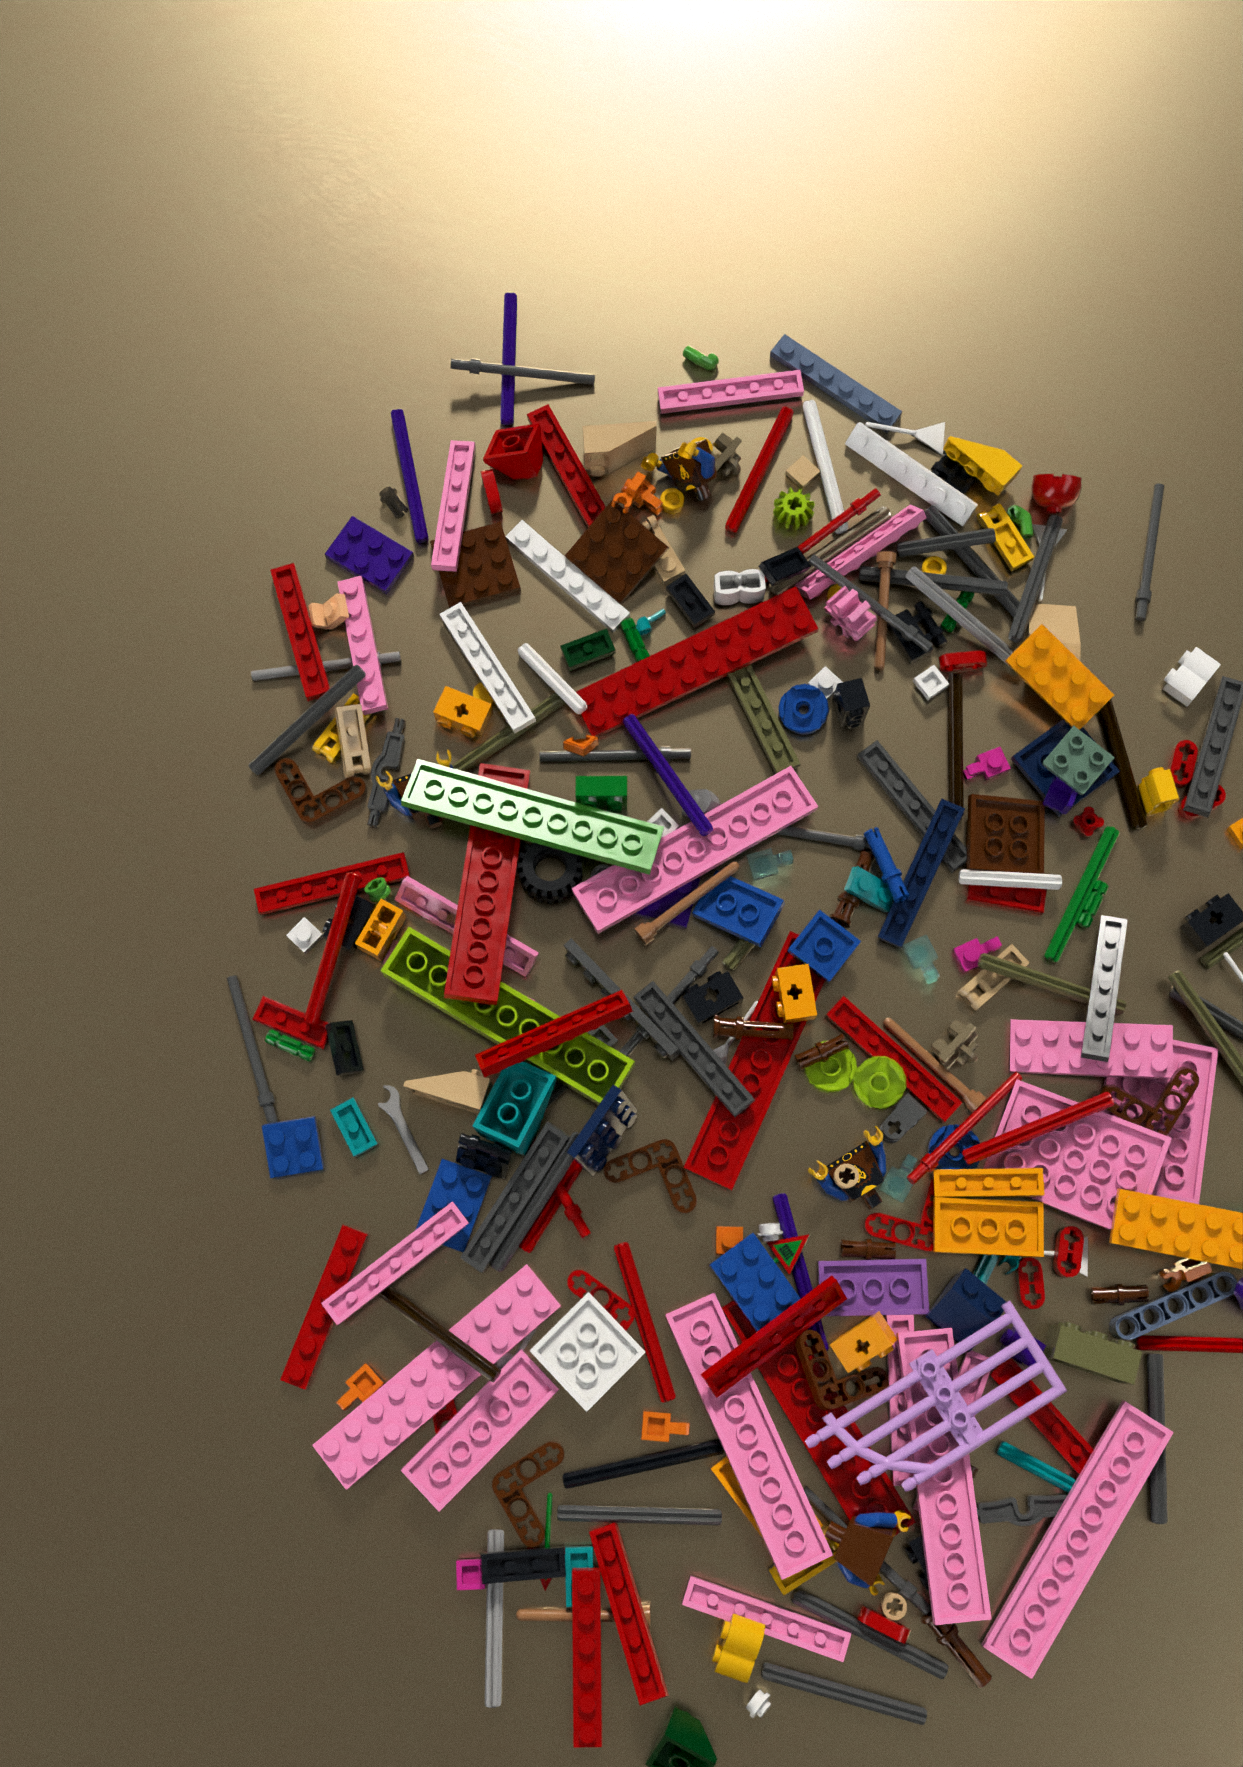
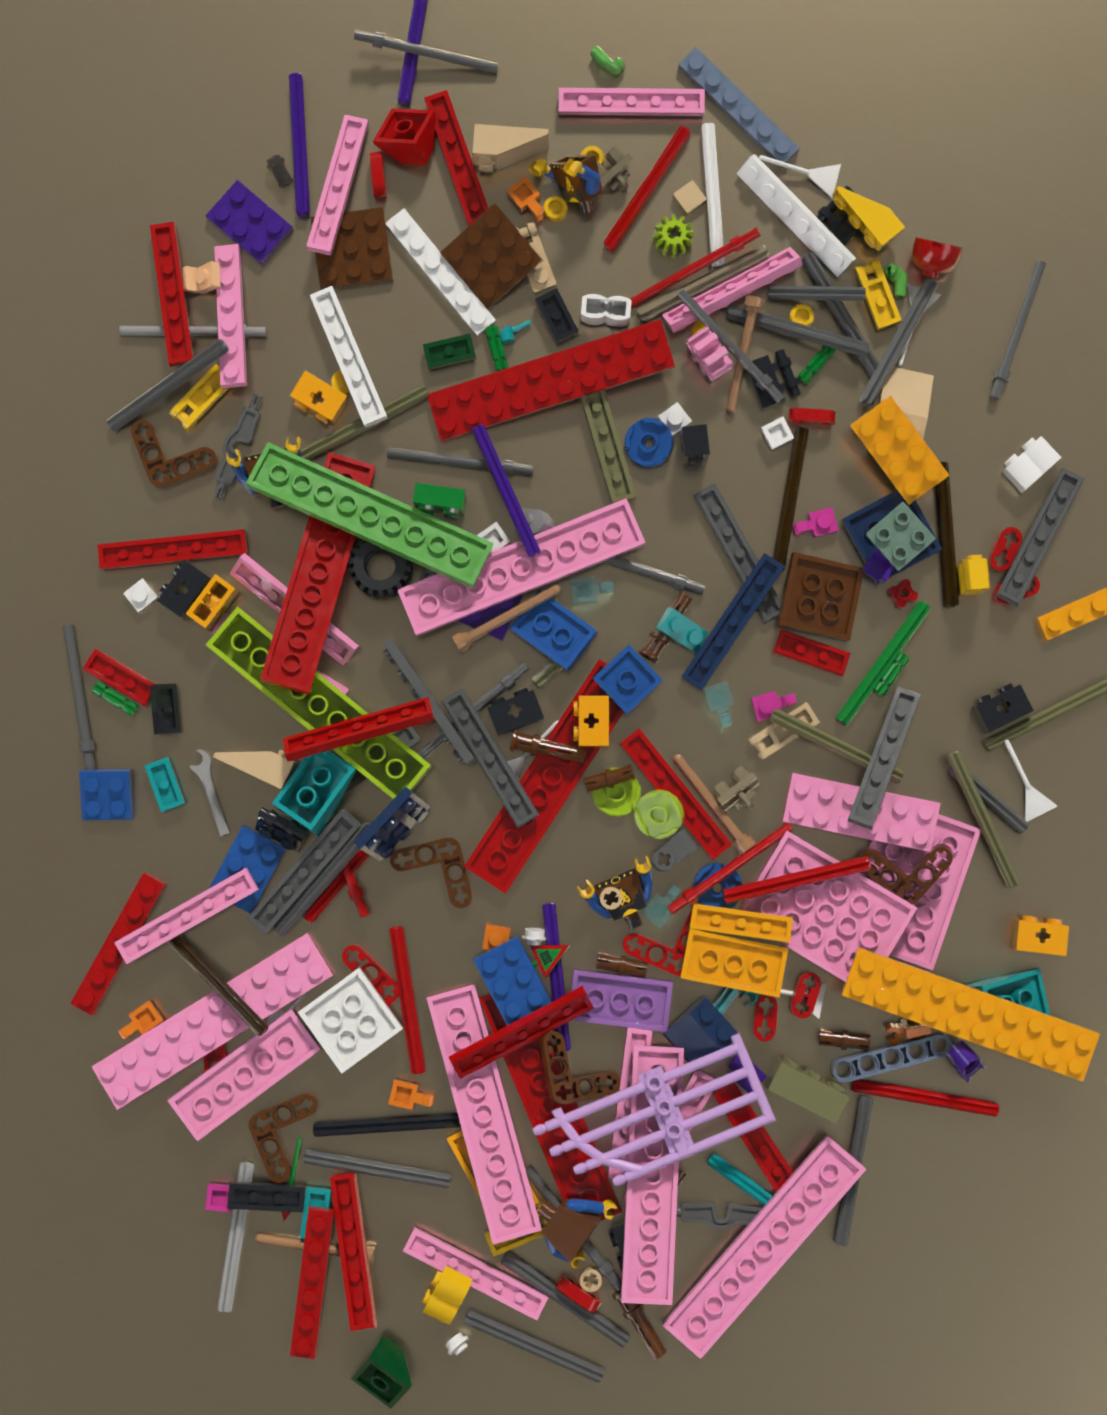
camera: 10 degrees right, 10 degrees up
(332, 948) = (164, 614): red axle -> none
(352, 739) = (208, 411): tan plate -> none
(377, 889) = (214, 563): bright green bush -> none
(546, 672) = (409, 377): white axle -> none
(581, 746) = (428, 448): orange tile -> none
(631, 490) = (514, 196): orange plate -> none
(784, 566) = (653, 296): black tile -> none
(875, 1331) = (612, 1040): light orange brick -> none
(890, 873) = (702, 616): blue pin -> none
(959, 613) = (815, 367): light grey axle -> none
(1010, 879) = (816, 640): white axle -> none

